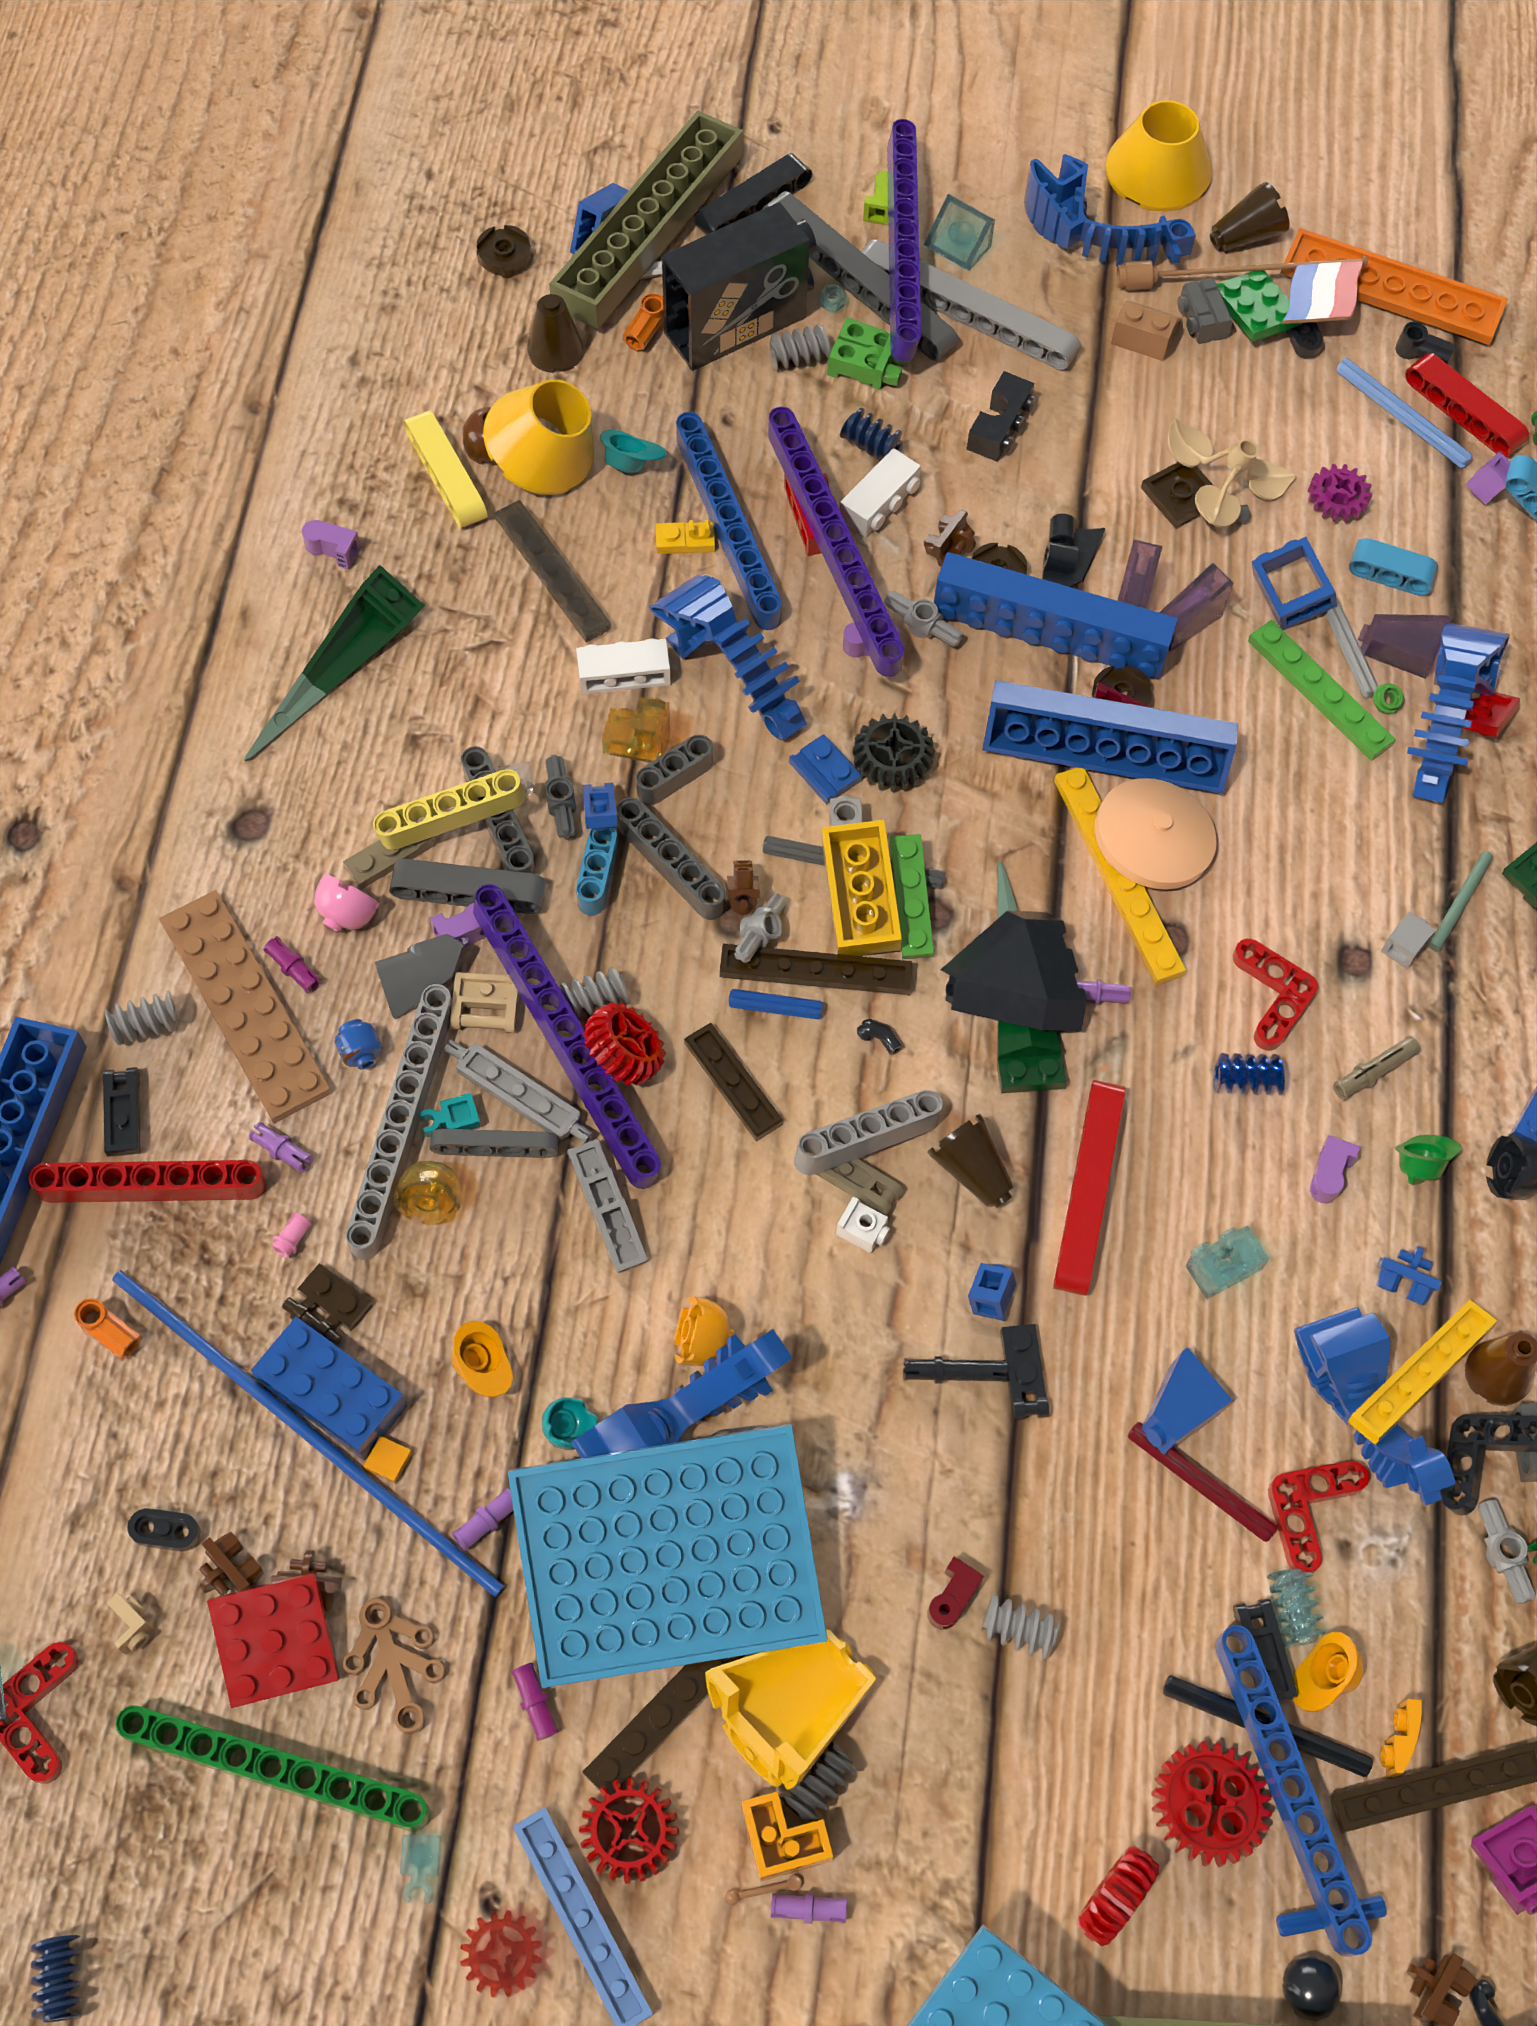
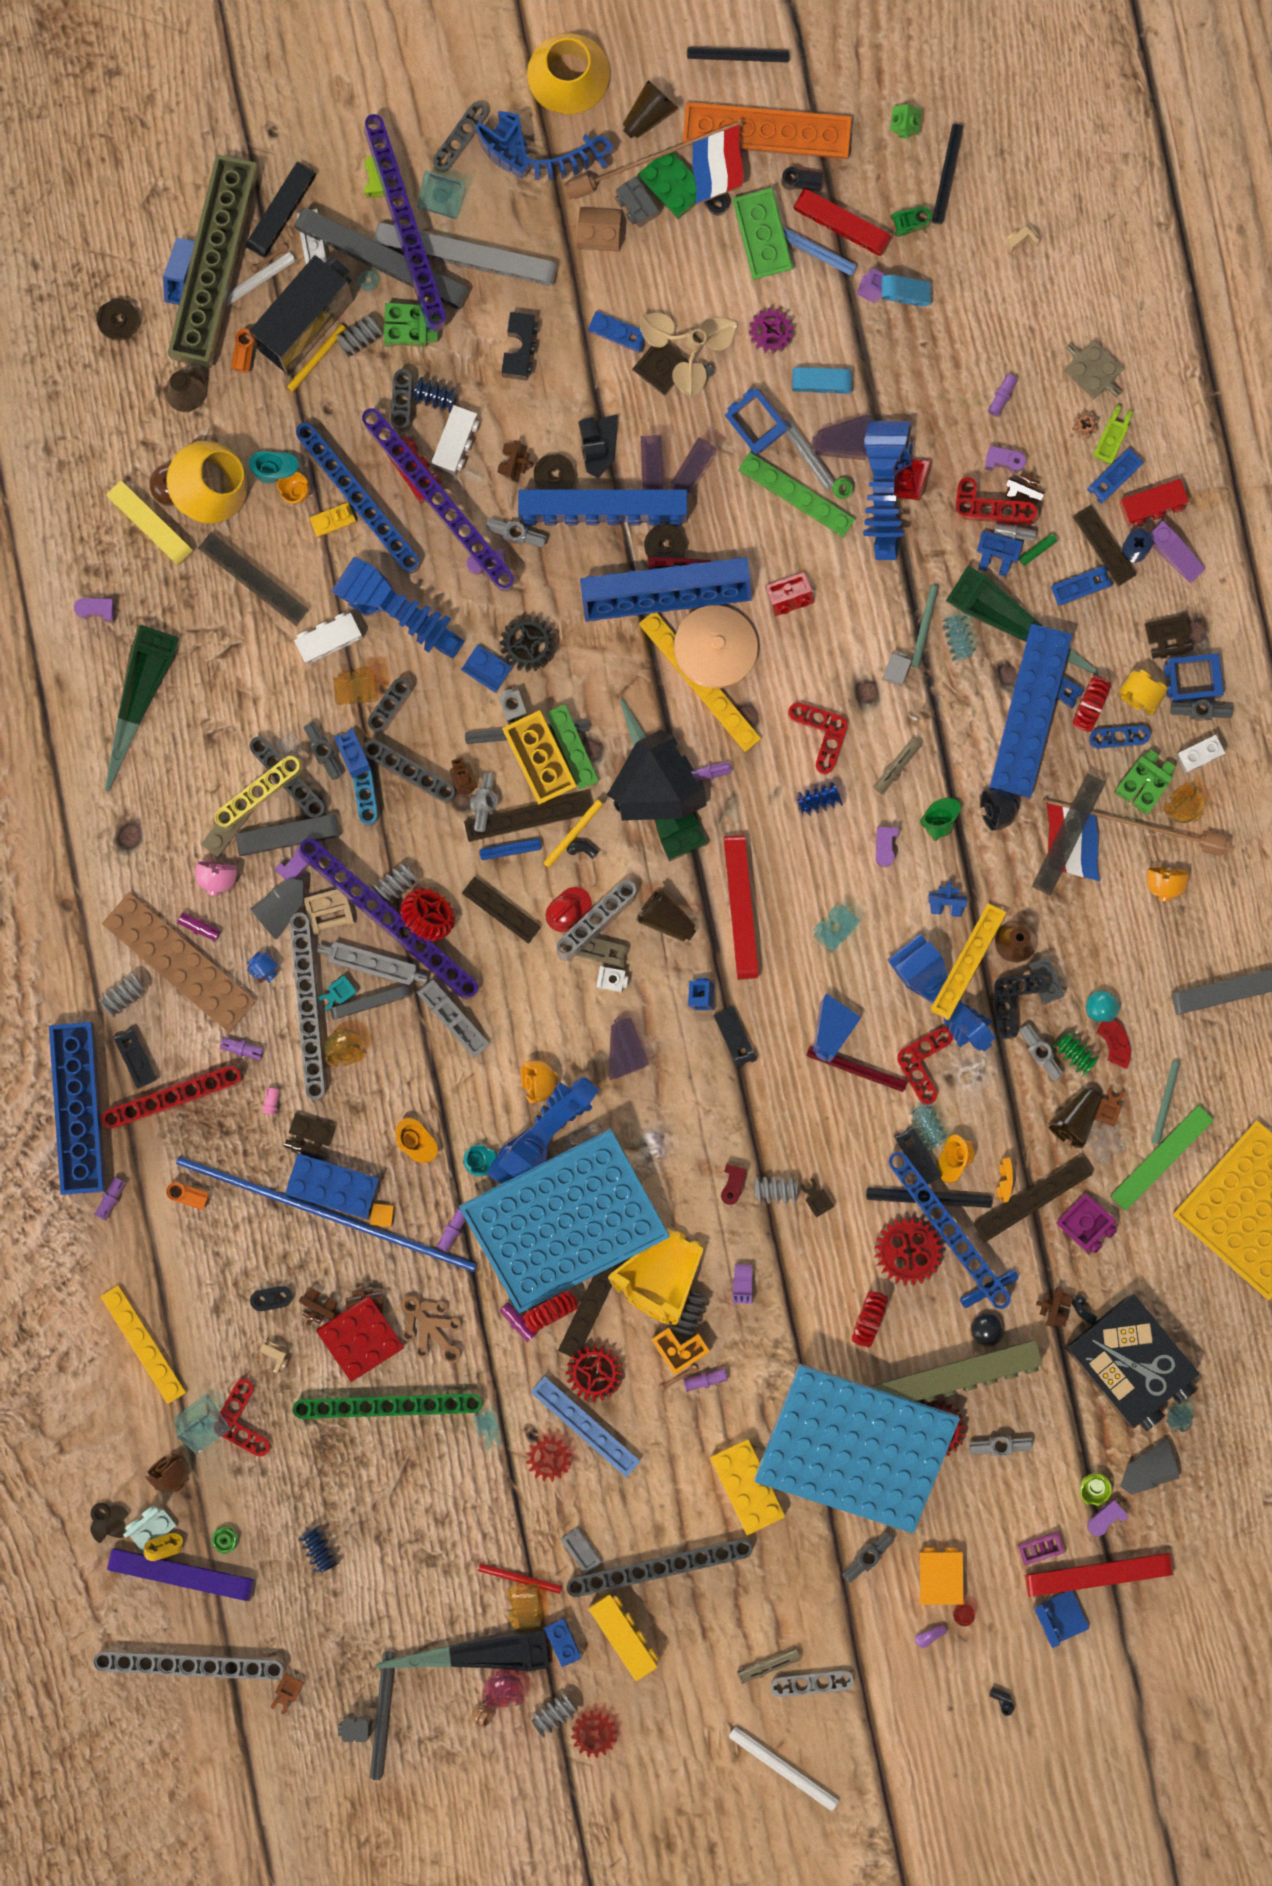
camera: 10 degrees left, 20 degrees up
(593, 1698) = (550, 1311): none -> red gear
(648, 481) = (294, 488): none -> light orange hair
(729, 363) = (315, 358): none -> yellow bar
(826, 429) = (400, 390): none -> dark grey beam
(829, 1106) = (568, 909): none -> red piece
(850, 1335) = (625, 1049): none -> clear purple slope
(874, 1008) = (573, 833): none -> yellow bar
(920, 1766) = (742, 1284): none -> medium lavender leg
(954, 1370) = (694, 1050): black pin -> none
(999, 186) = (462, 138): none -> dark grey beam
(1083, 1669) = (818, 1200): none -> dark brown plate
(1134, 440) = (616, 331): none -> blue plate
(1279, 803) = (790, 594): none -> bracket
(1359, 386) = (762, 233): none -> bright green tile
(1378, 204) = (738, 54): none -> black axle
(1510, 926) = (959, 637): none -> clear light blue piece

